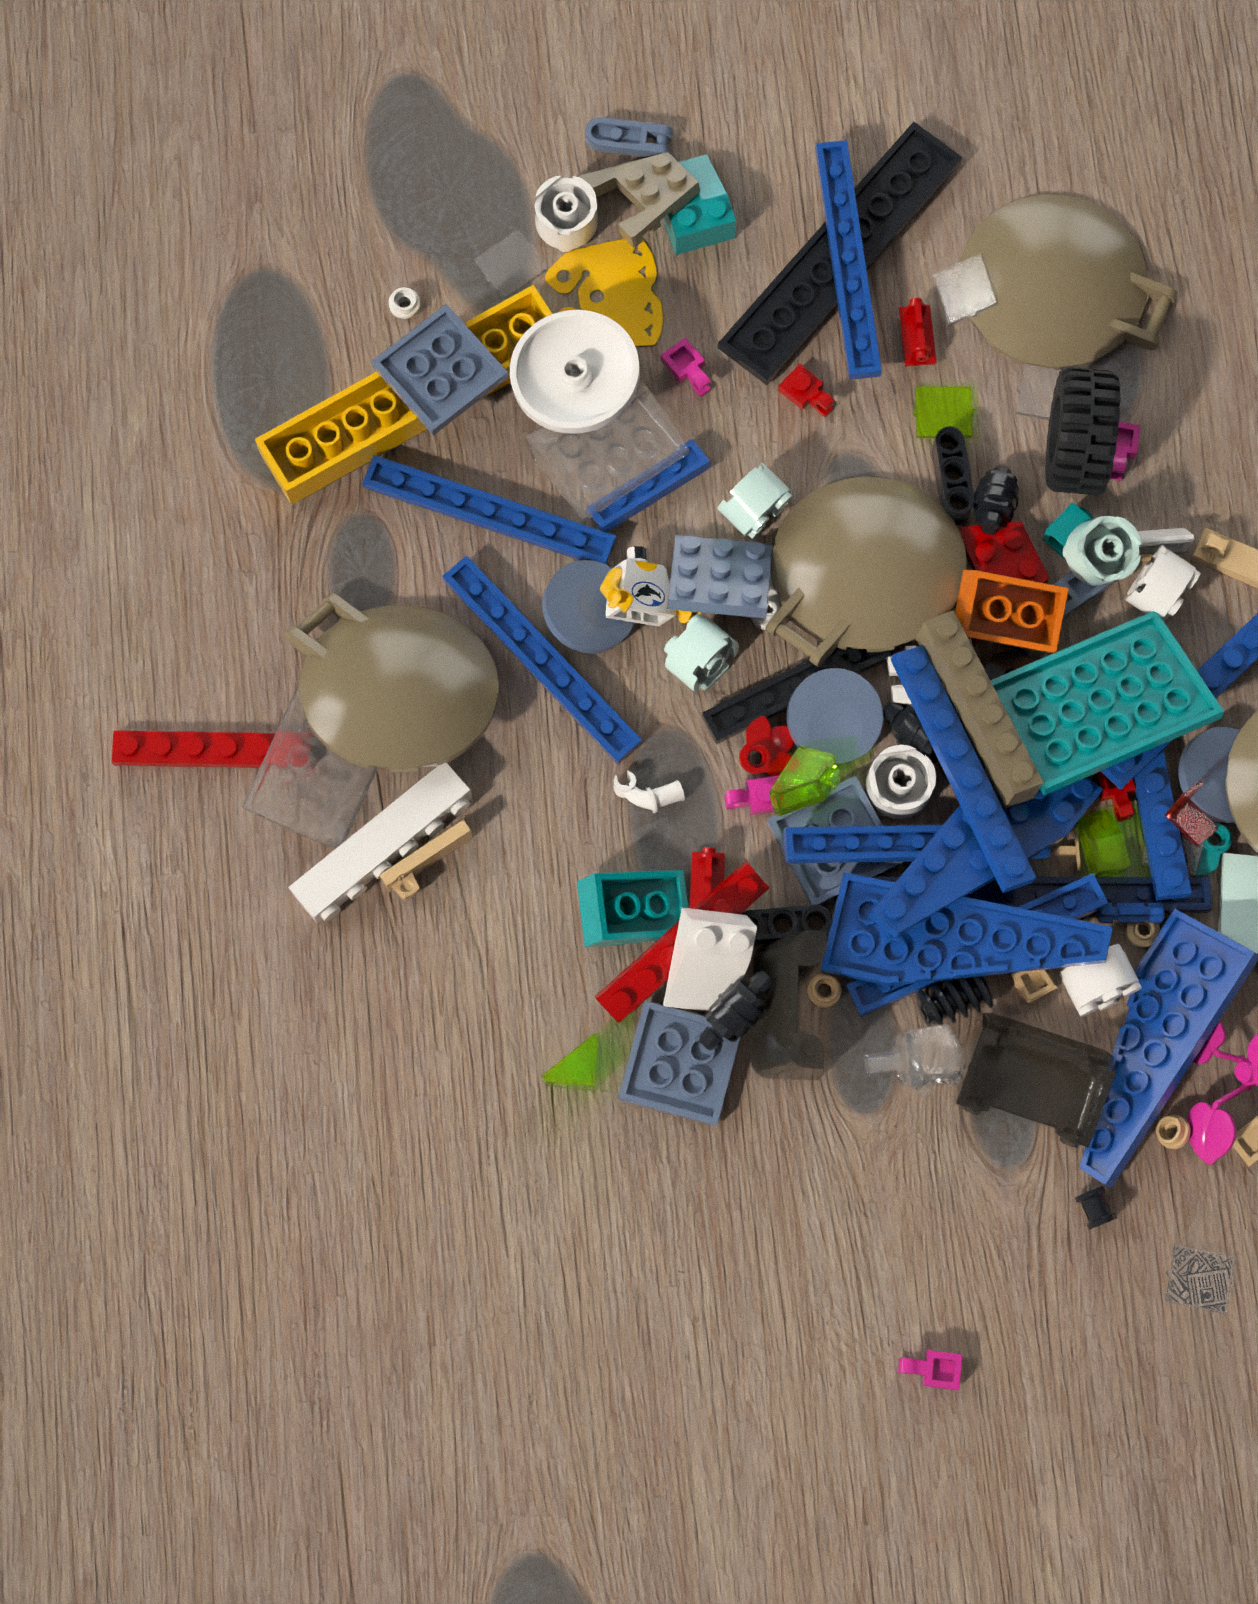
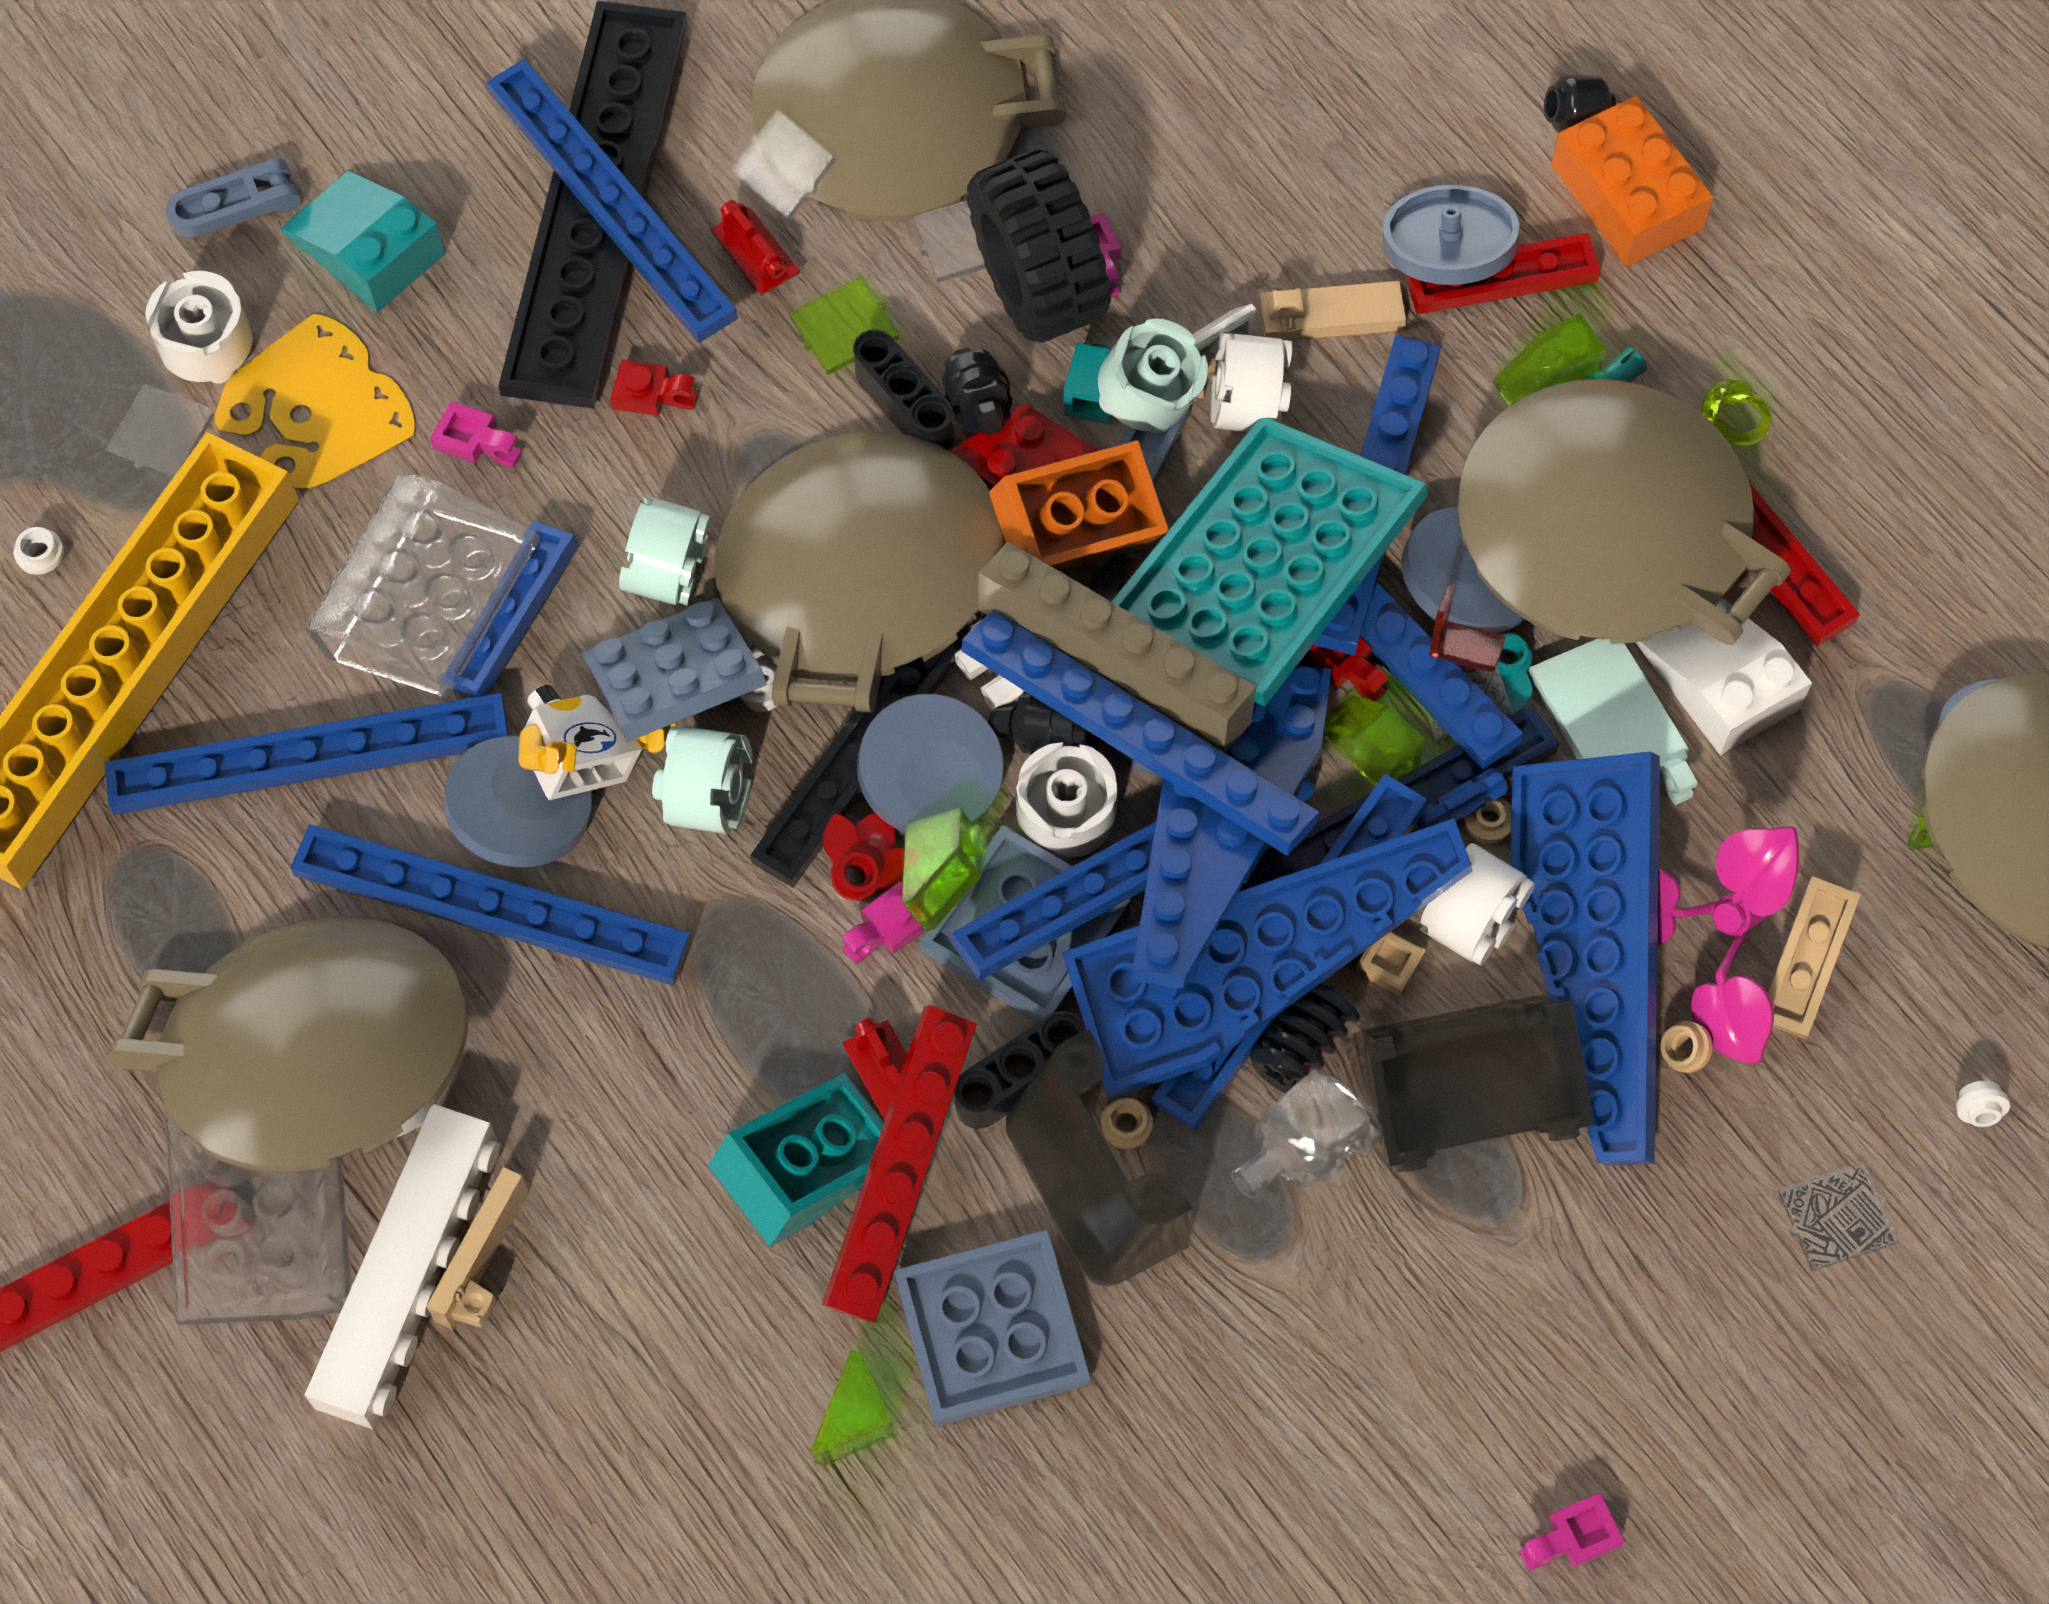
camera: 30 degrees left, 10 degrees down
(439, 369) = (137, 598): sand blue plate -> none
(574, 371) = (327, 507): white dish -> none
(649, 798) = (743, 1004): white piece -> none
(652, 185) = (296, 237): dark tan wing -> none
(707, 957) = (952, 1164): white slope -> none
(736, 1010) = (1028, 1207): black piece -> none
(1072, 850) = (1338, 769): tan piece -> none
(1096, 1207) = (1650, 1200): black bush -> none

